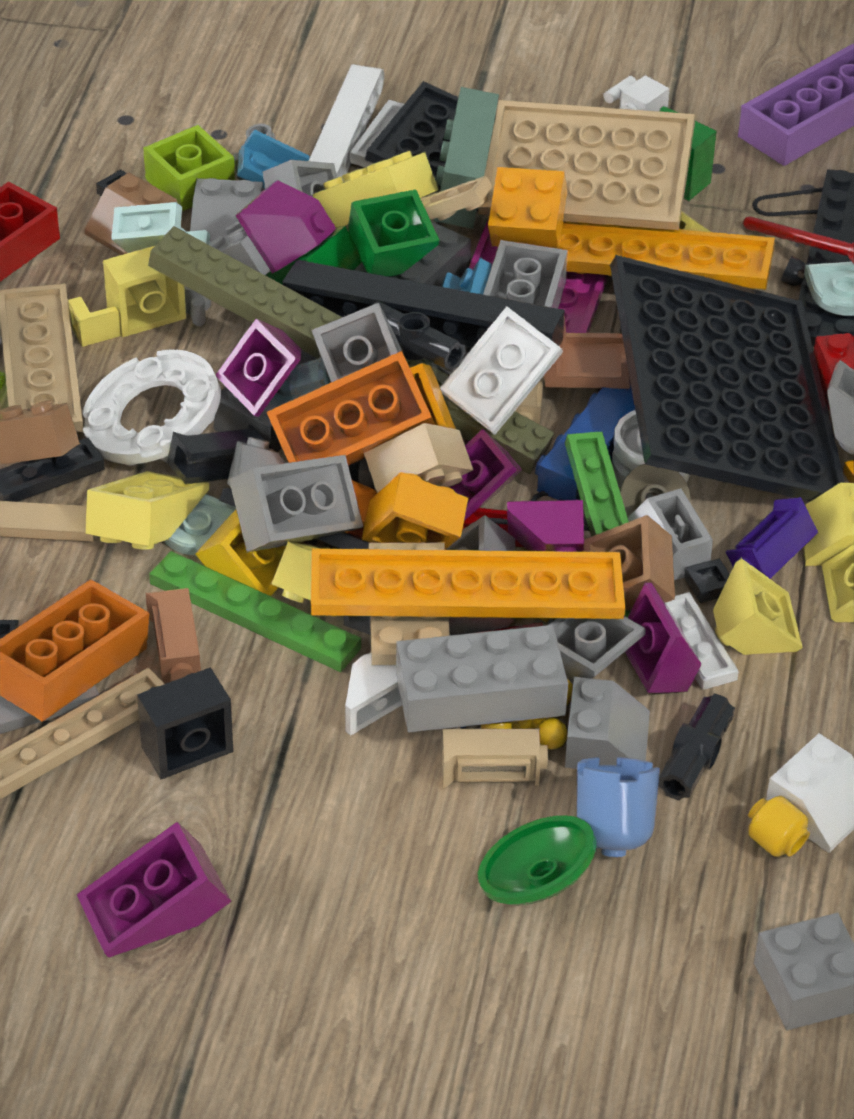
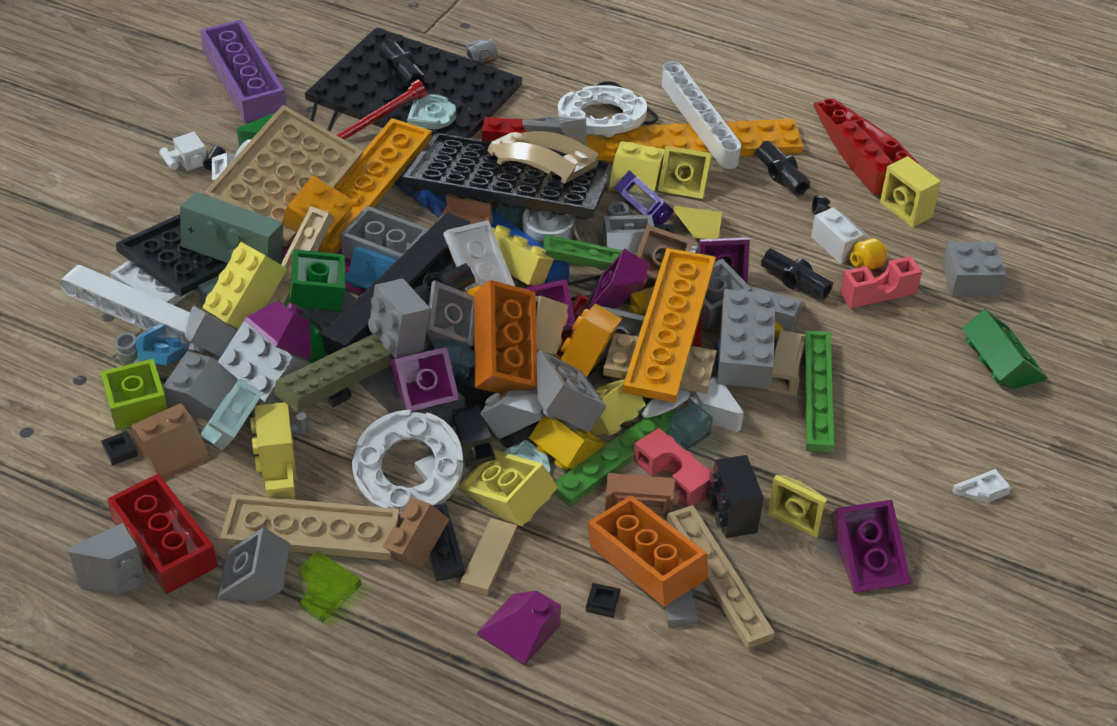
camera: 75 degrees left, 0 degrees up
(205, 790) = (797, 505): none -> light yellow slope
(257, 646) = (661, 453): none -> coral arch
(317, 296) = (399, 318): none -> light grey brick
(320, 668) = (690, 426): none -> clear light blue brick
(325, 1033) = (983, 487): none -> white tile
(346, 627) = (657, 407): none -> white dish
(450, 803) = (818, 392): none -> bright green plate
(537, 860) = (881, 341): green dish -> none
(553, 417) = (524, 261): none -> light yellow brick
(618, 802) = (850, 307): medium blue cylinder -> none
(629, 1032) = (1002, 351): none -> green slope
(730, 867) = (899, 280): none -> coral arch
(739, 519) = (618, 209): none -> light grey bush
(769, 430) = (531, 149): none -> tan wedge

